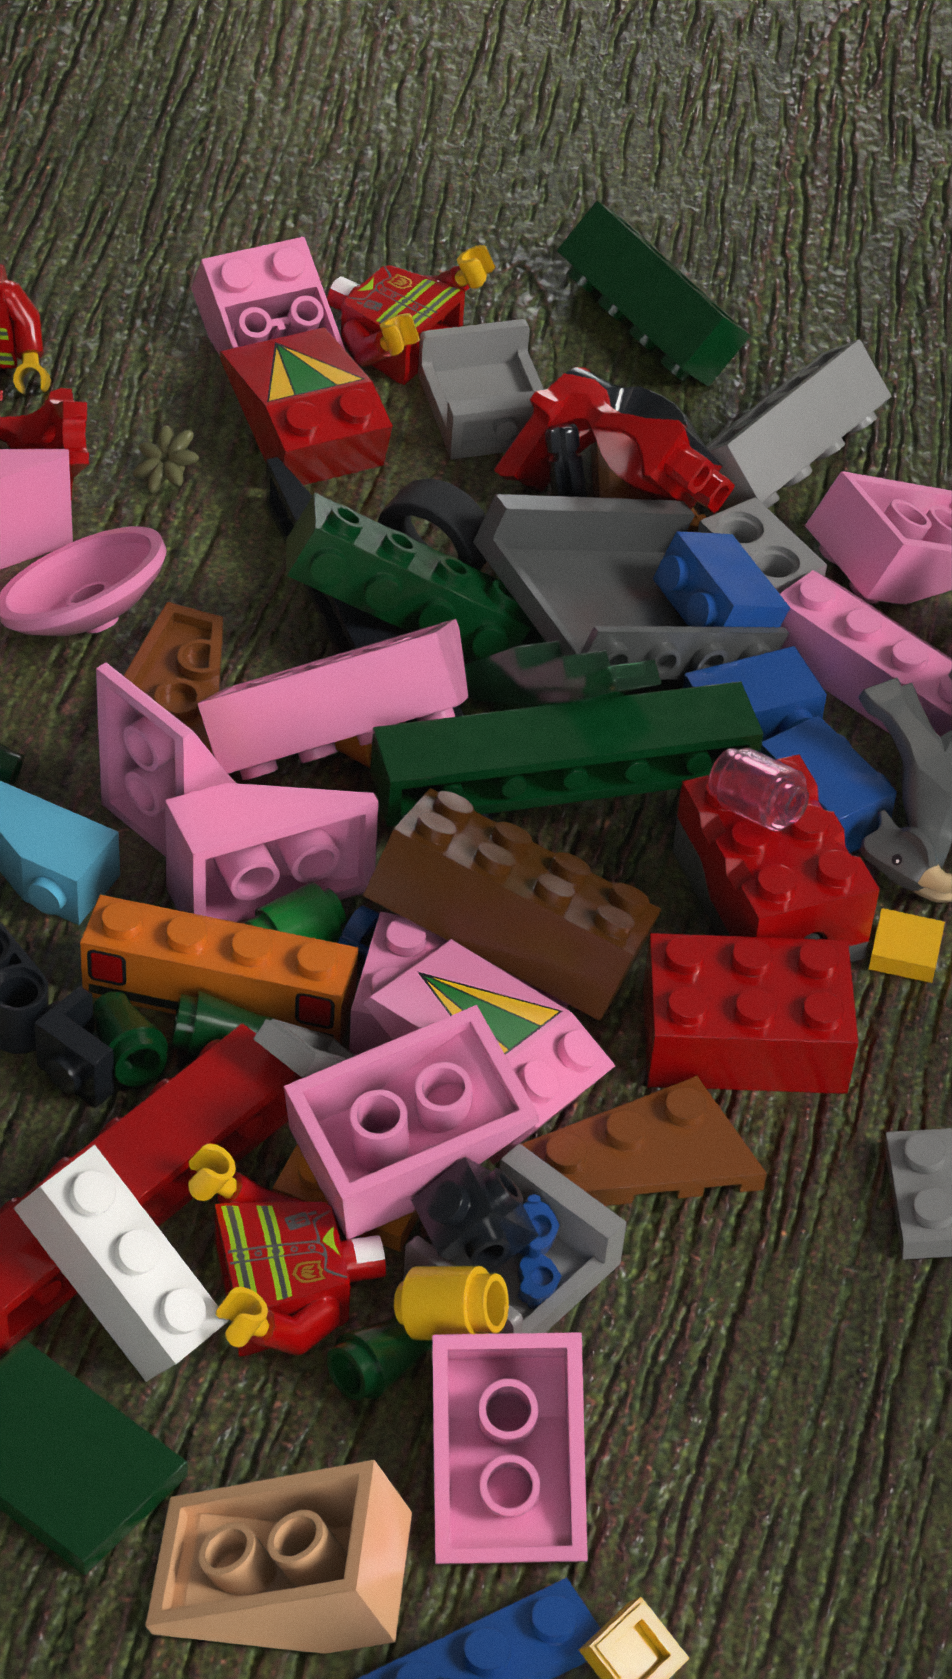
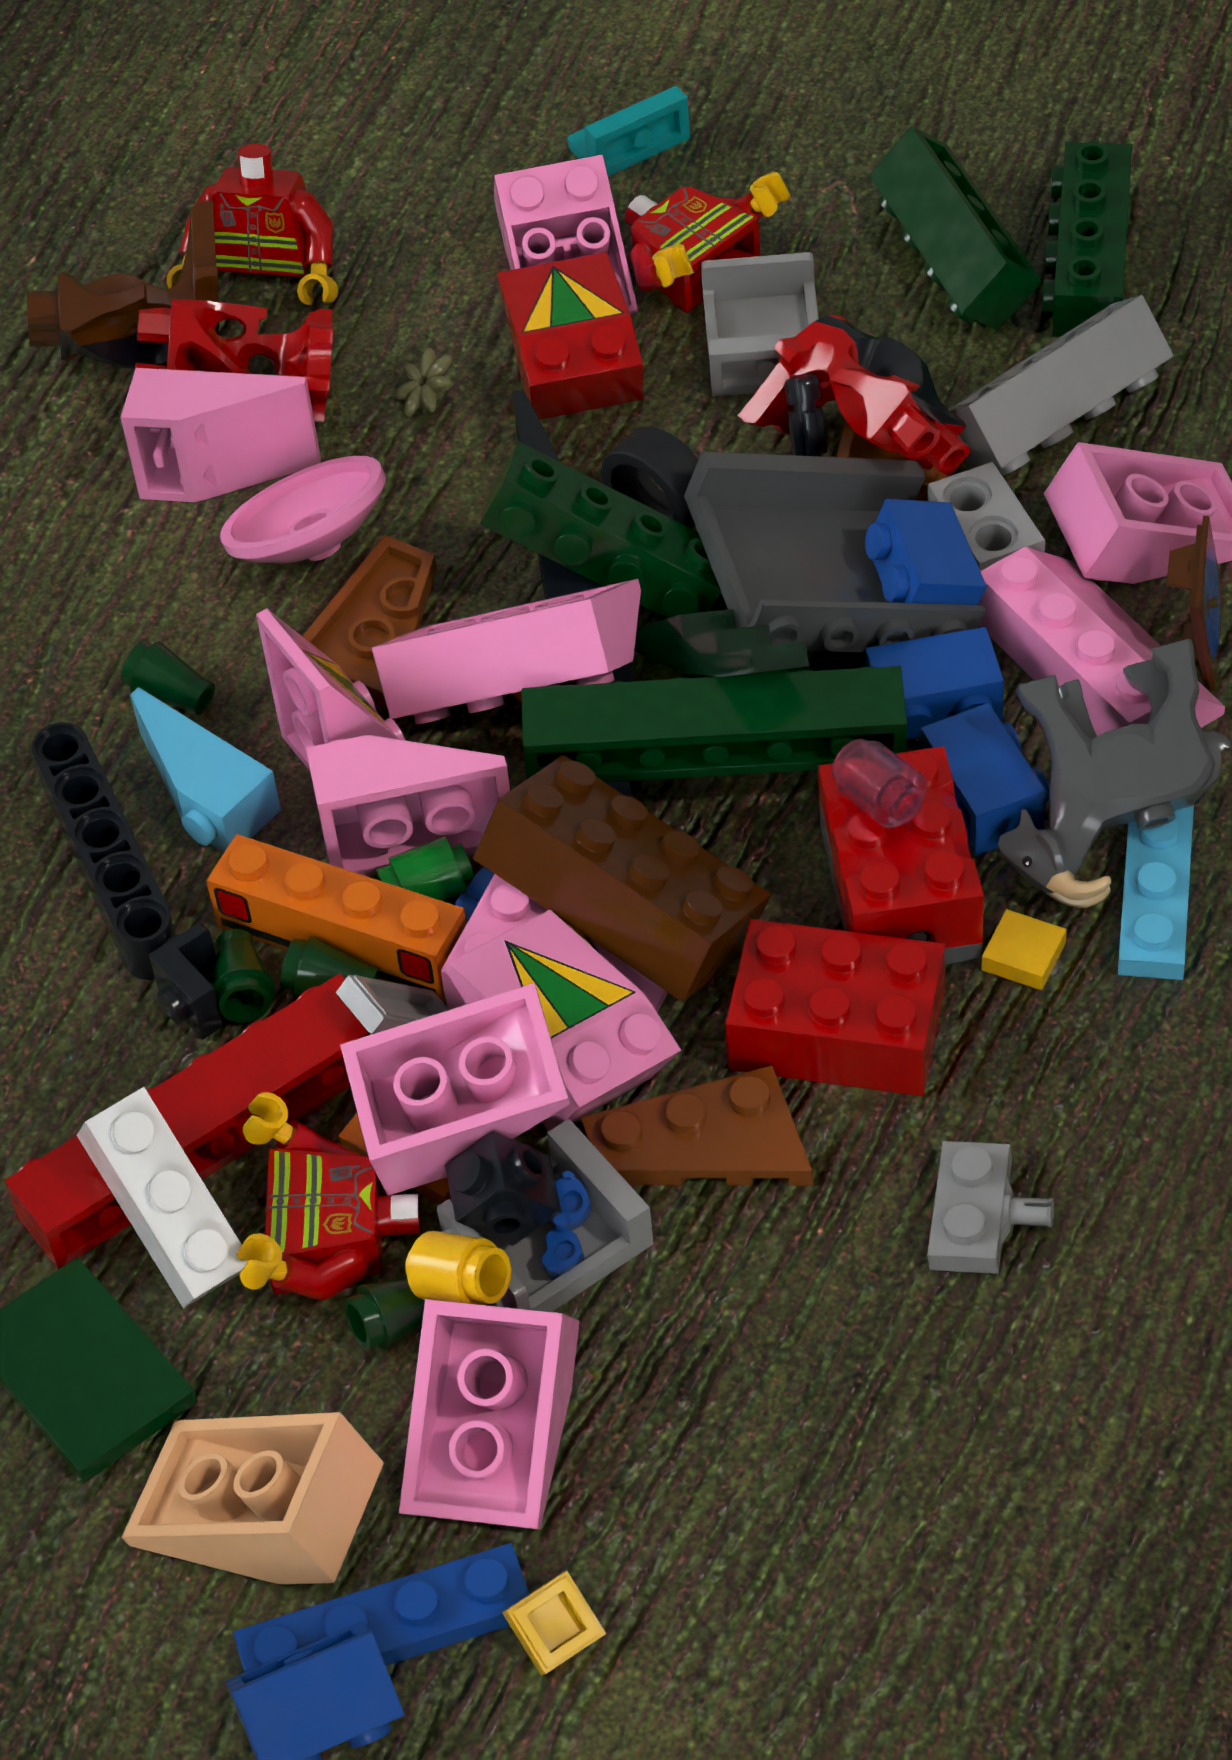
camera: 20 degrees right, 5 degrees up
(319, 218) = (635, 131): none -> teal panel
(778, 294) = (1090, 232): none -> dark green brick

